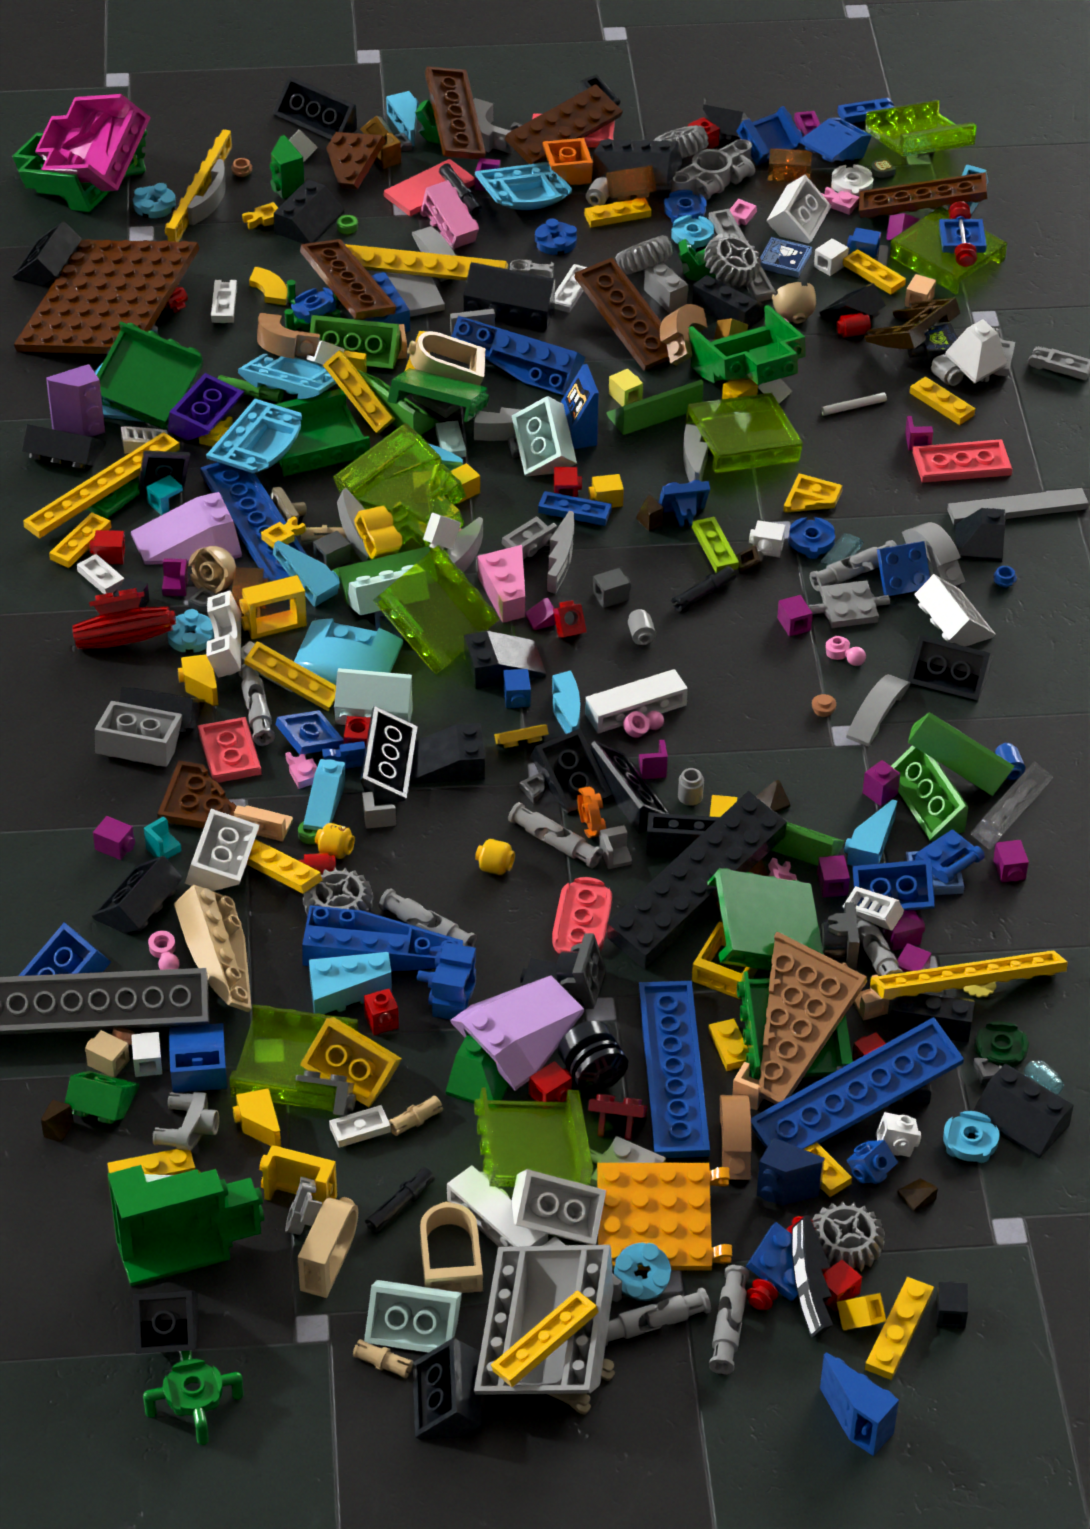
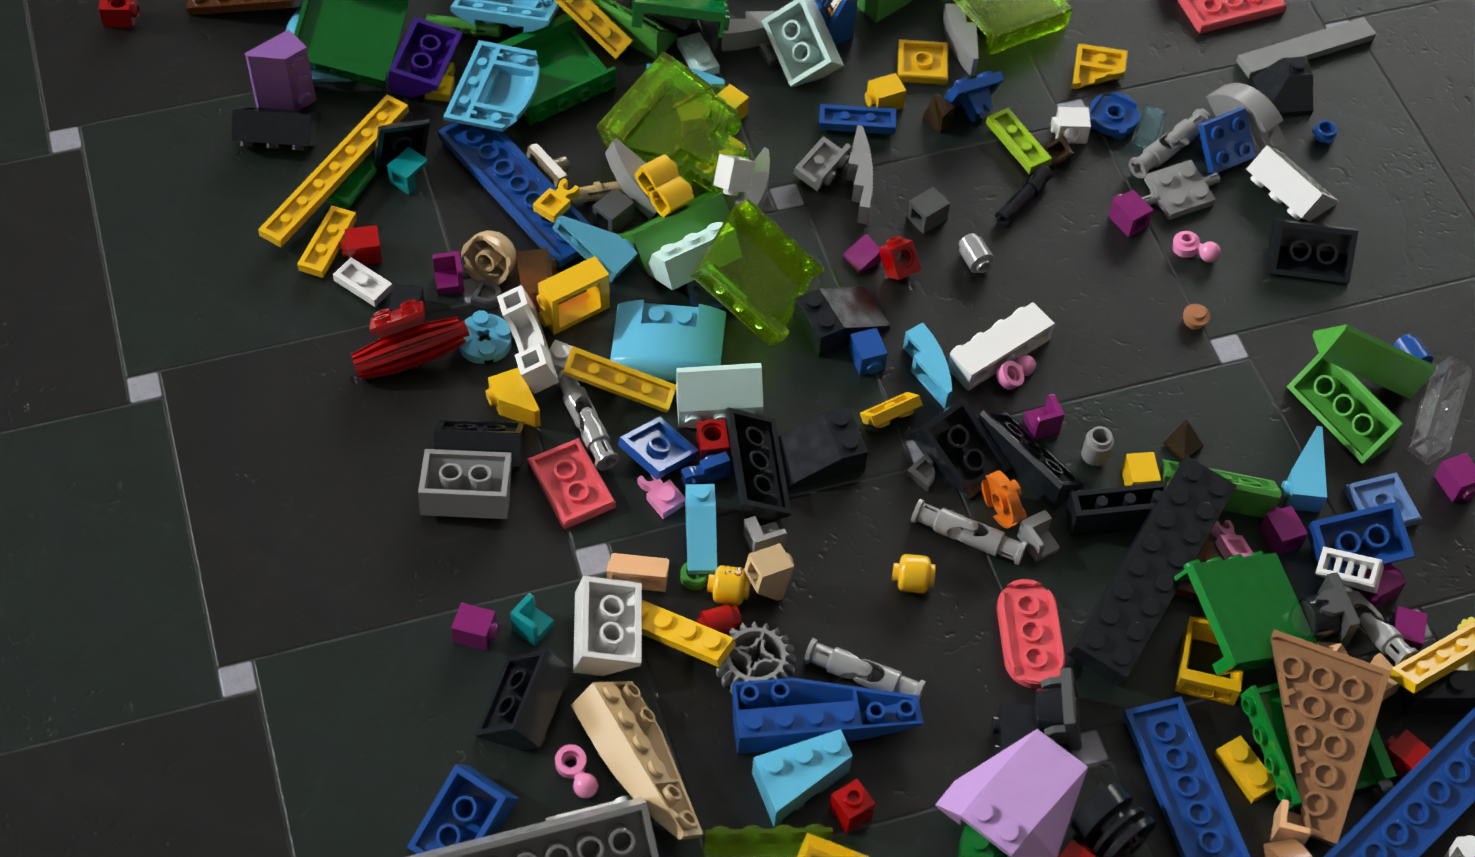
camera: 15 degrees left, 10 degrees up
(135, 437) = (350, 103): white slope -> none
(186, 529) = (446, 212): lavender wedge -> none
(192, 796) = (552, 555): reddish brown plate -> none
(368, 831) = (770, 571): none -> tan slope
(452, 980) = (922, 753): blue brick -> none
(503, 581) = (813, 221): bright pink wedge -> none
(566, 481) = (840, 89): red brick -> none
(652, 470) = (923, 62): none -> yellow tile
(875, 708) = (1253, 312): light grey slope -> none
(881, 783) = (1293, 404): magenta brick -> none
(945, 851) = (1389, 478): blue plate -> none

